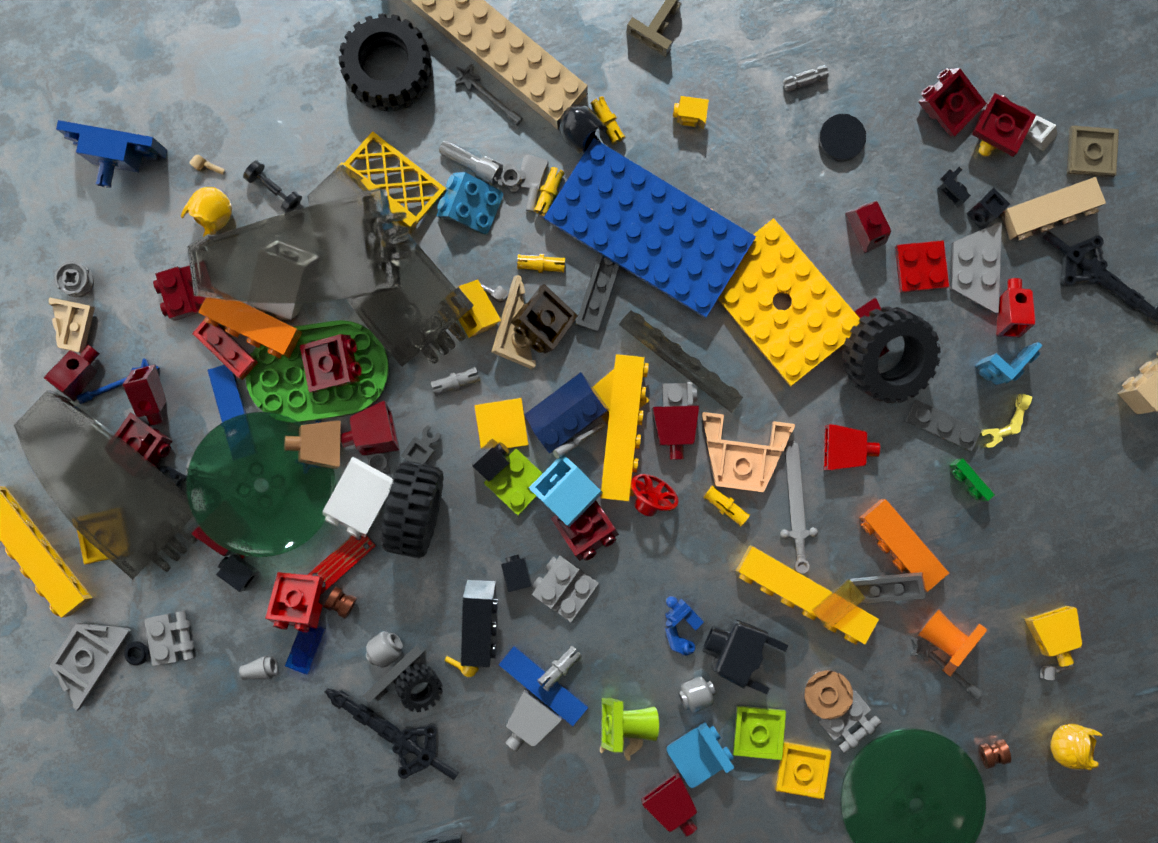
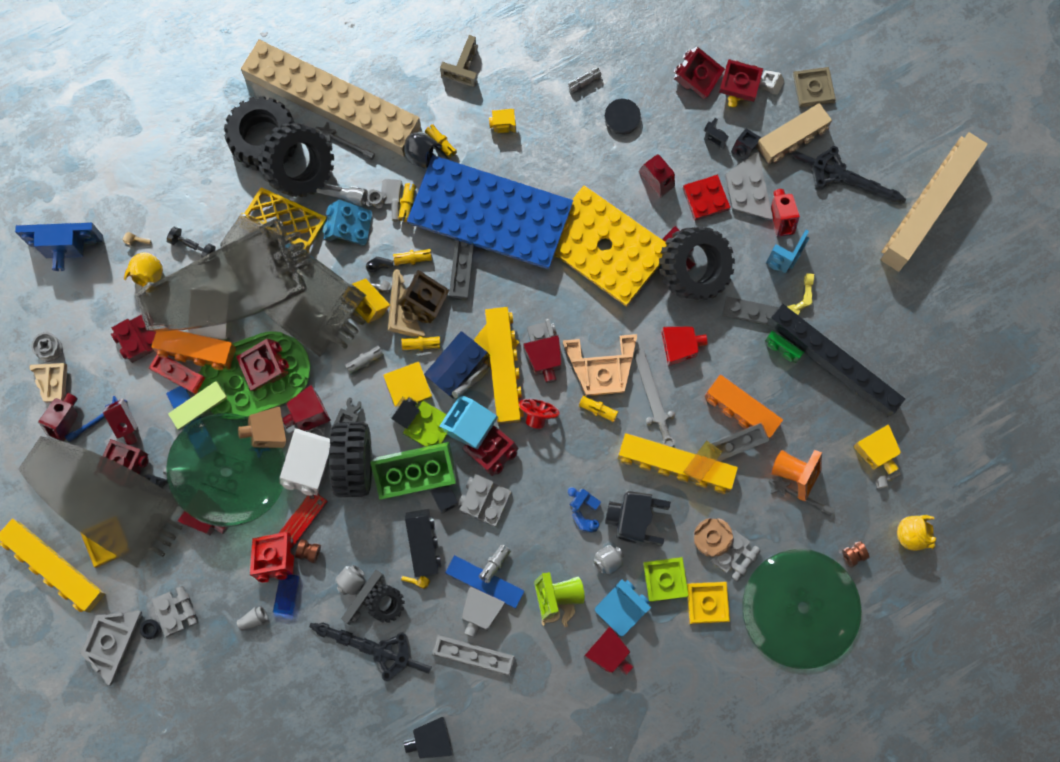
camera: 10 degrees left, 10 degrees down
(236, 572) = (219, 545): black brick -> none
(242, 395) = (197, 405): none -> yellowish green tile
(401, 89) = (318, 166): none -> black tyre
(486, 534) = (414, 470): none -> bright green slope
(497, 261) = (377, 263): none -> black arm
(511, 769) = (473, 655): none -> light grey tile
(528, 375) = (420, 343): none -> yellow pin
(681, 361) = (535, 305): clear smoke plate -> none
(1031, 513) = (836, 360): none -> black brick

